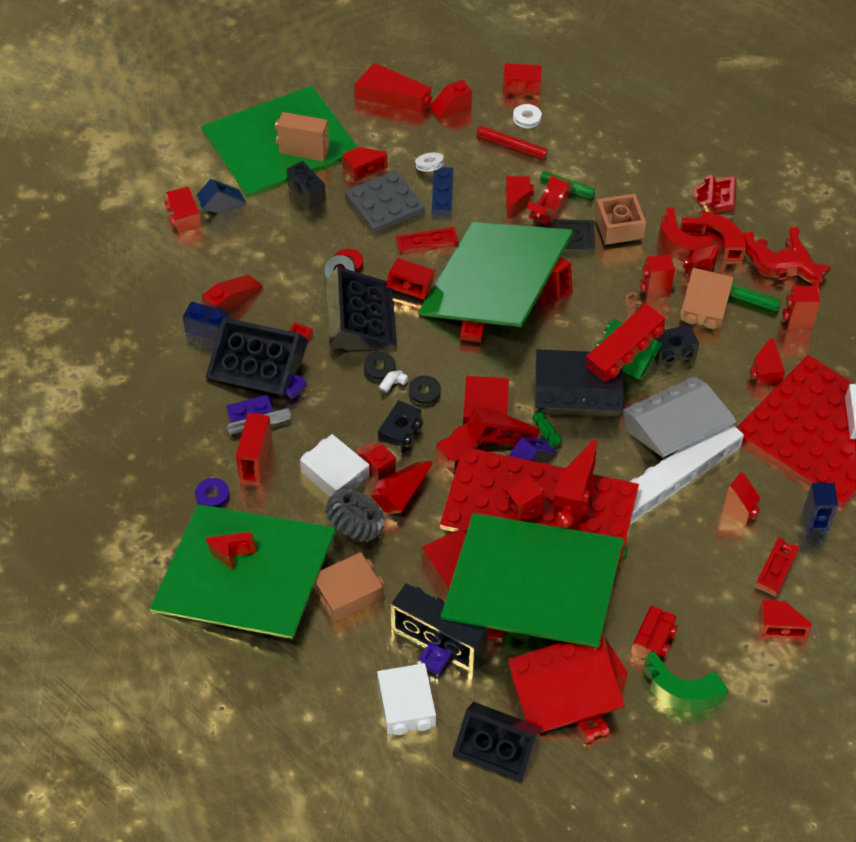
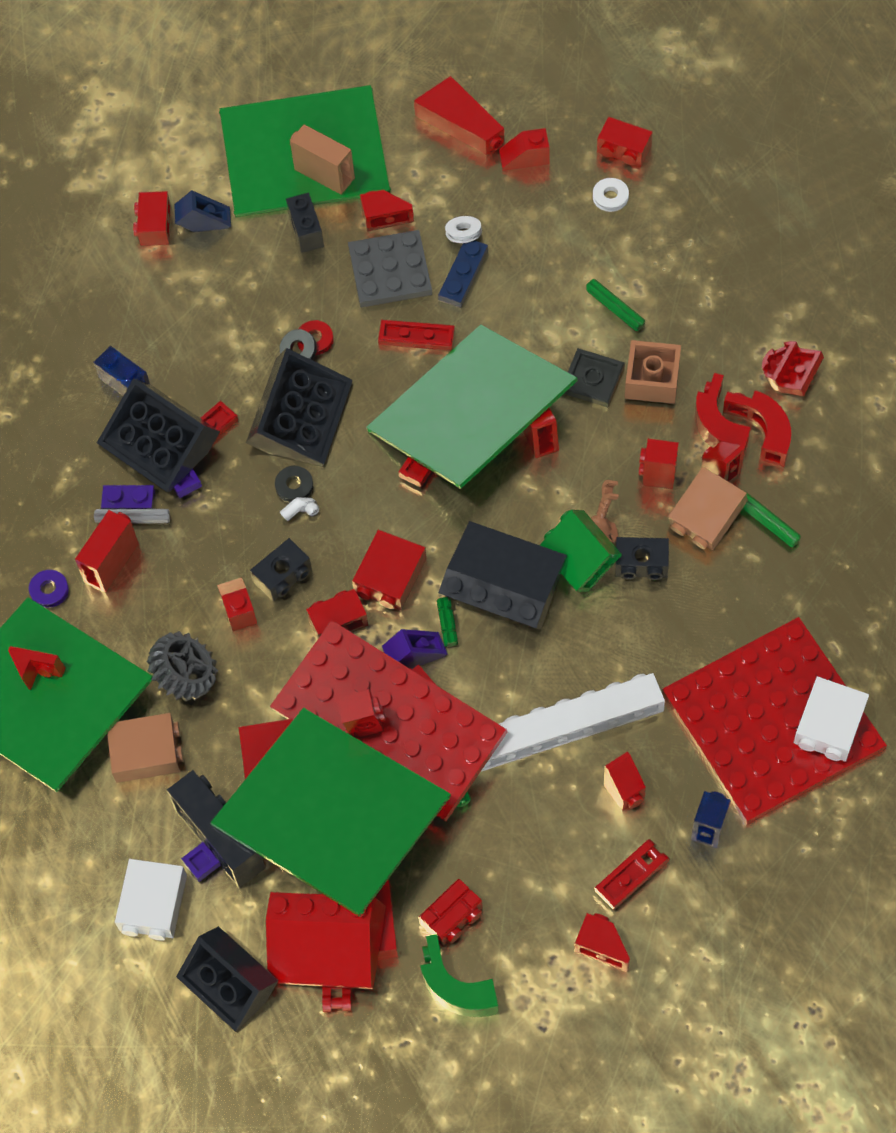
camera: 25 degrees right, 10 degrees up
(231, 293) = (163, 344): red slope -> none
(334, 466) = (188, 598): white brick -> none
(396, 489) = (246, 645): red slope -> none
(410, 278) = (372, 382): red brick -> none
(424, 398) = (331, 518): pearl dark grey piece -> none
(498, 427) = (384, 607): red slope -> none
(512, 142) = (574, 227): red axle -> none
(517, 194) = (547, 303): red slope -> none
(551, 201) = (580, 326): red arch -> none
(573, 487) = (422, 714): red slope -> none
(625, 343) = (567, 547): red brick -> none
(677, 416) = (598, 655): light grey slope -> none
(767, 366) = (740, 617): red slope -> none
(786, 262) = (832, 486): red animal -> none
(801, 307) = (814, 554): red brick -> none

